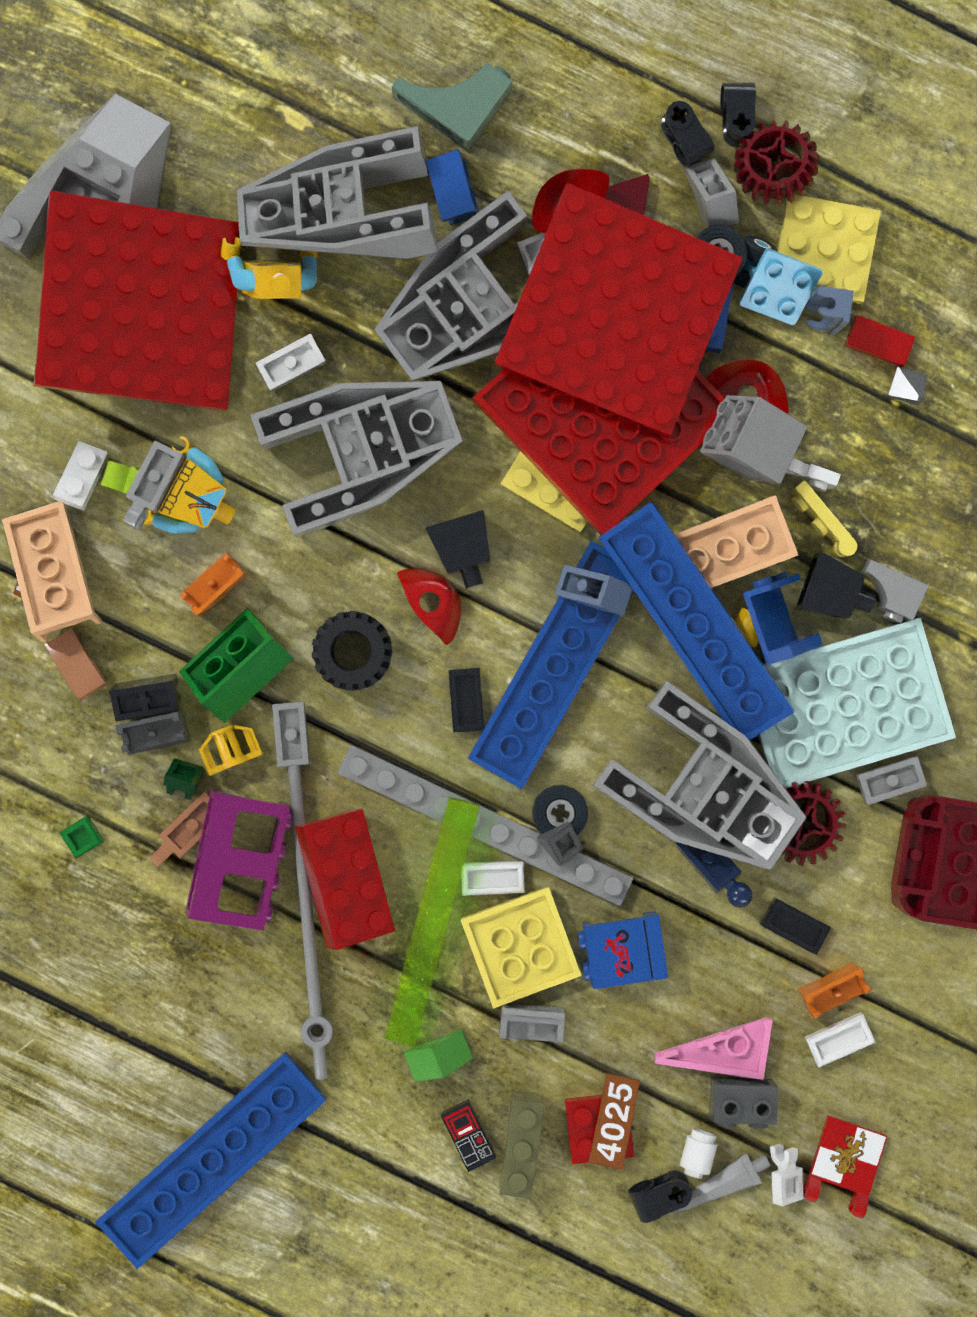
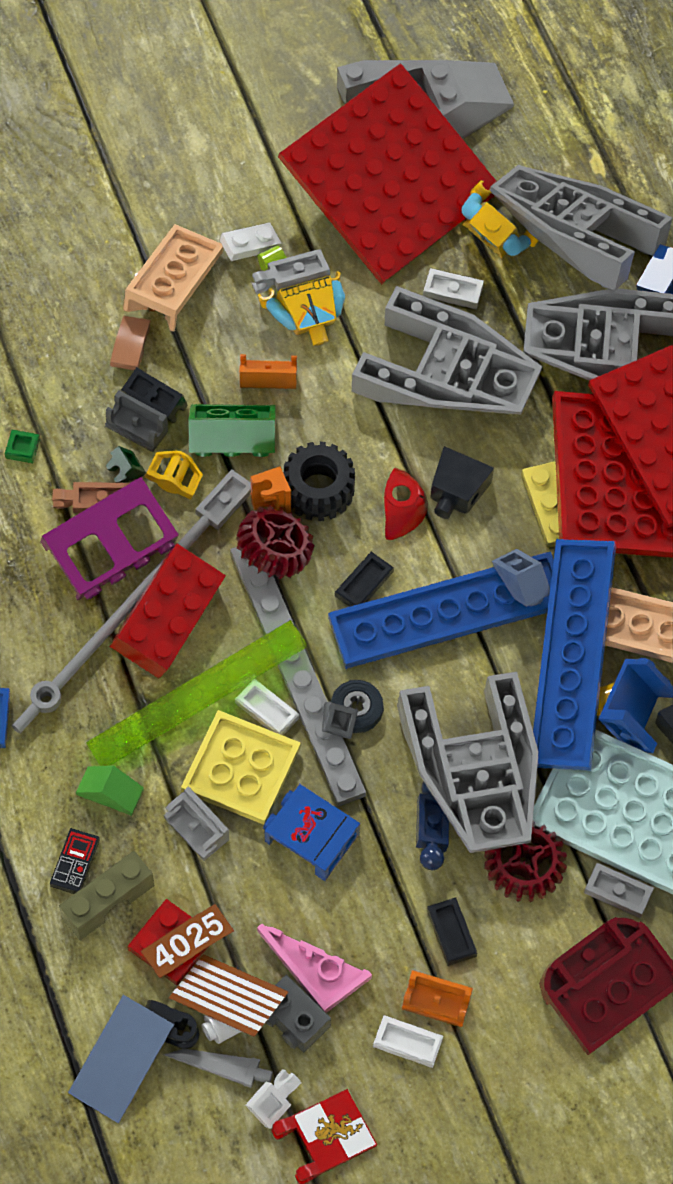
camera: 40 degrees right, 25 degrees down
(334, 698) = (270, 489): none -> orange hinge
(358, 740) = (275, 542): none -> dark red gear
(651, 1252) = (120, 1058): none -> sand blue sticker
(687, 1138) = (228, 995): none -> sticker

